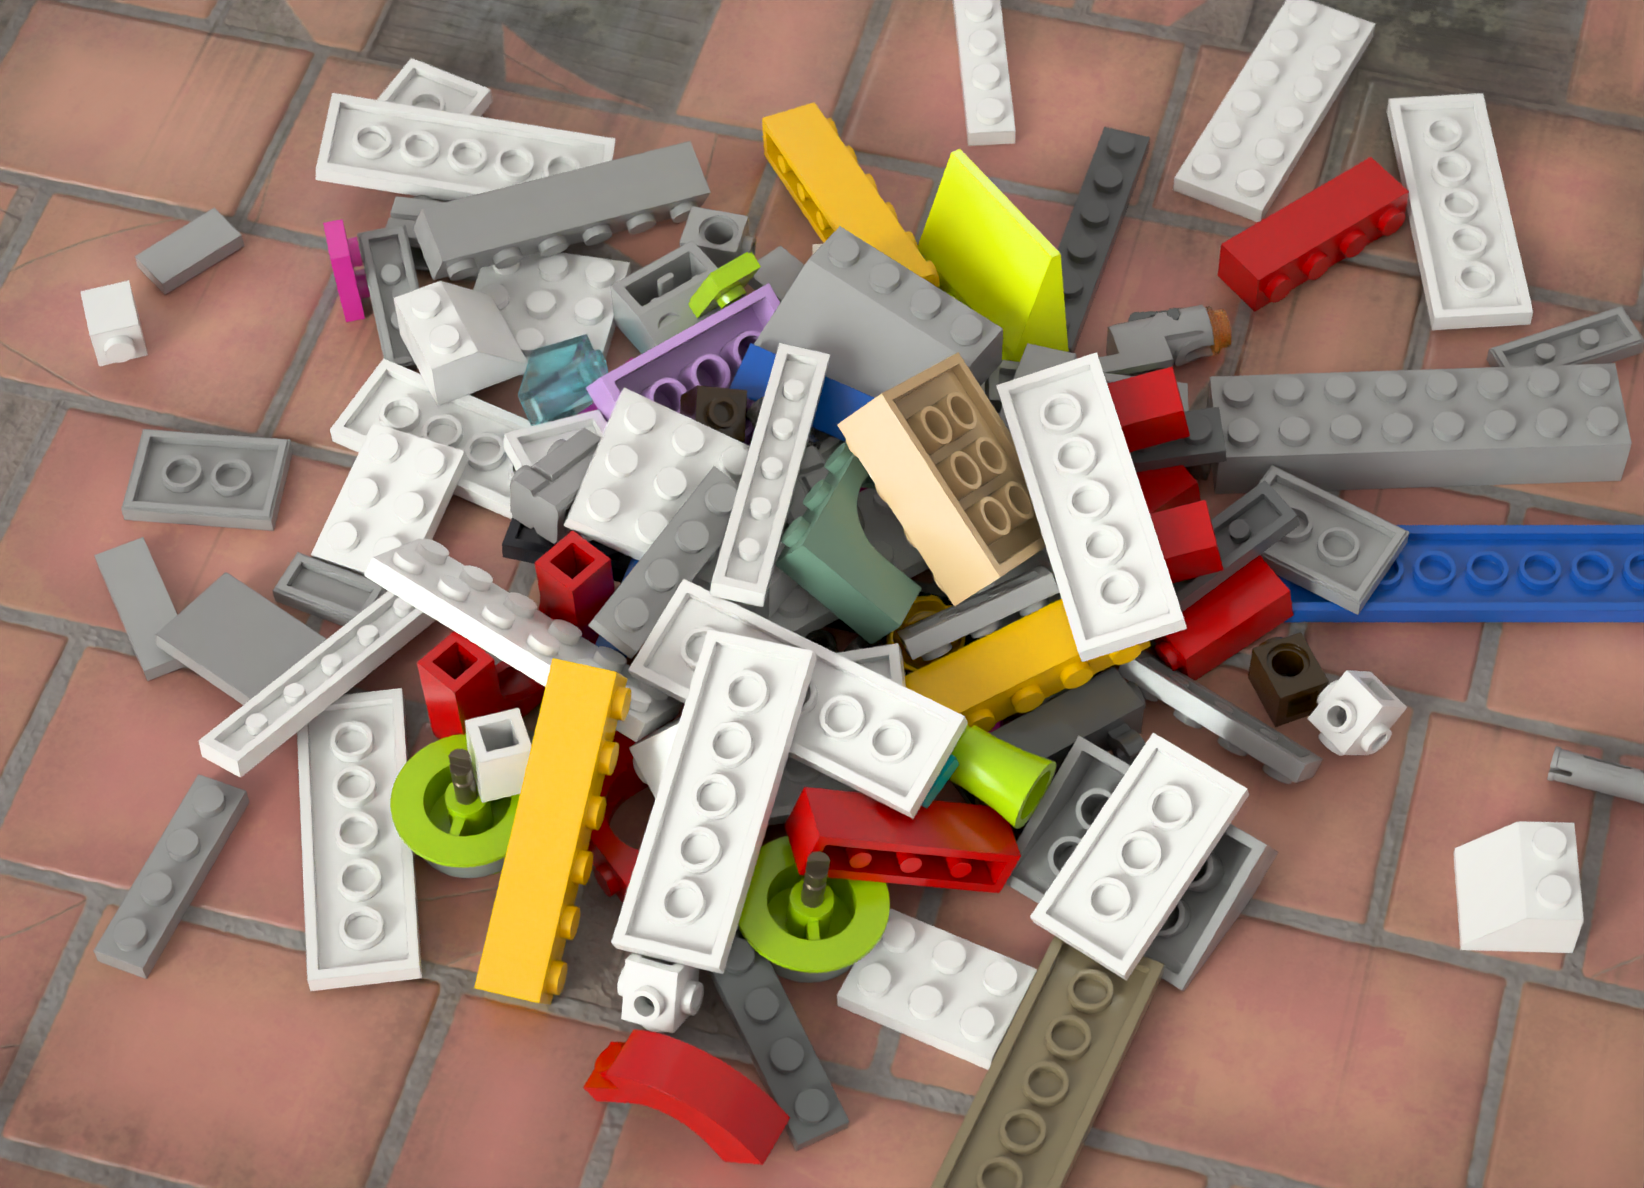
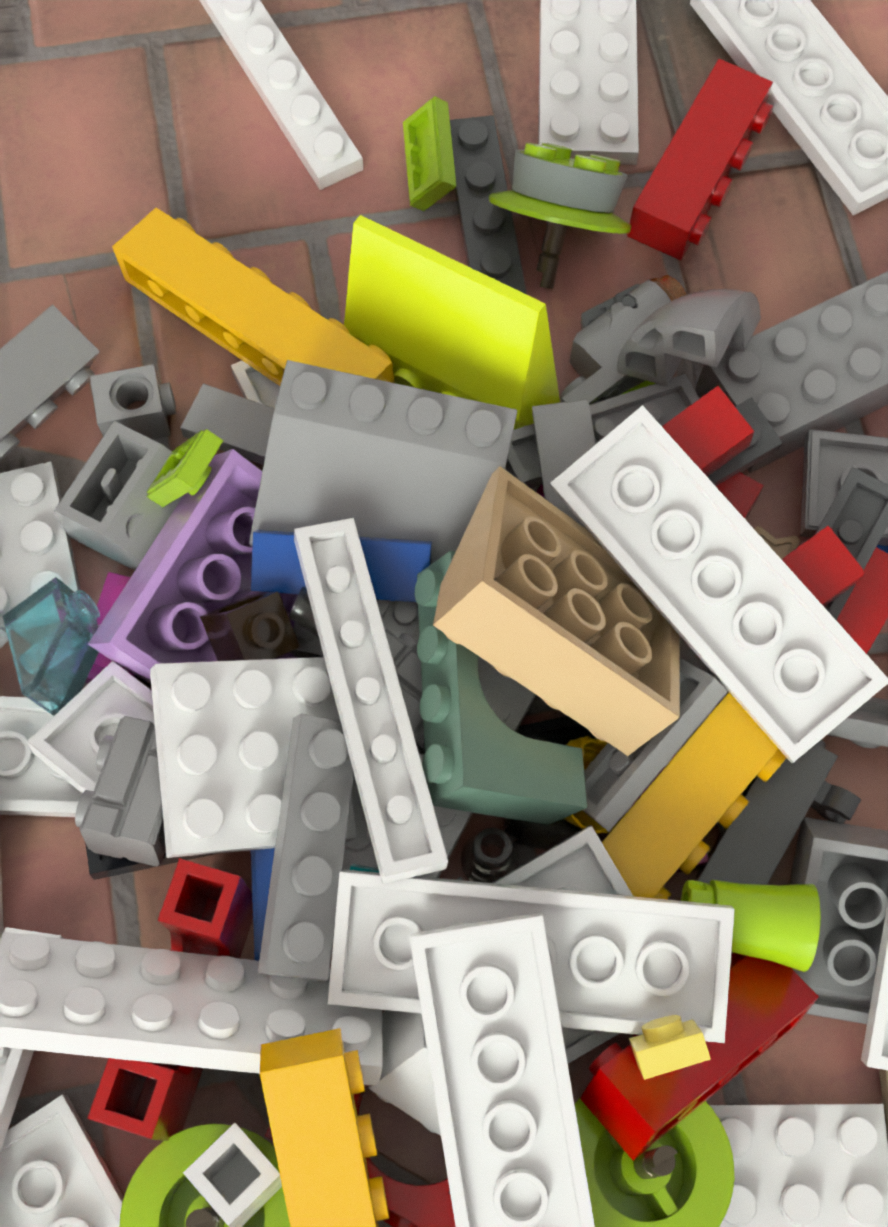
camera: 30 degrees left, 15 degrees up
(860, 782) = (668, 1046): none -> light yellow plate
(1073, 146) = (429, 154): none -> lime plate
(1163, 208) = (564, 194): none -> piece
(1195, 332) = (689, 328): none -> light grey brick

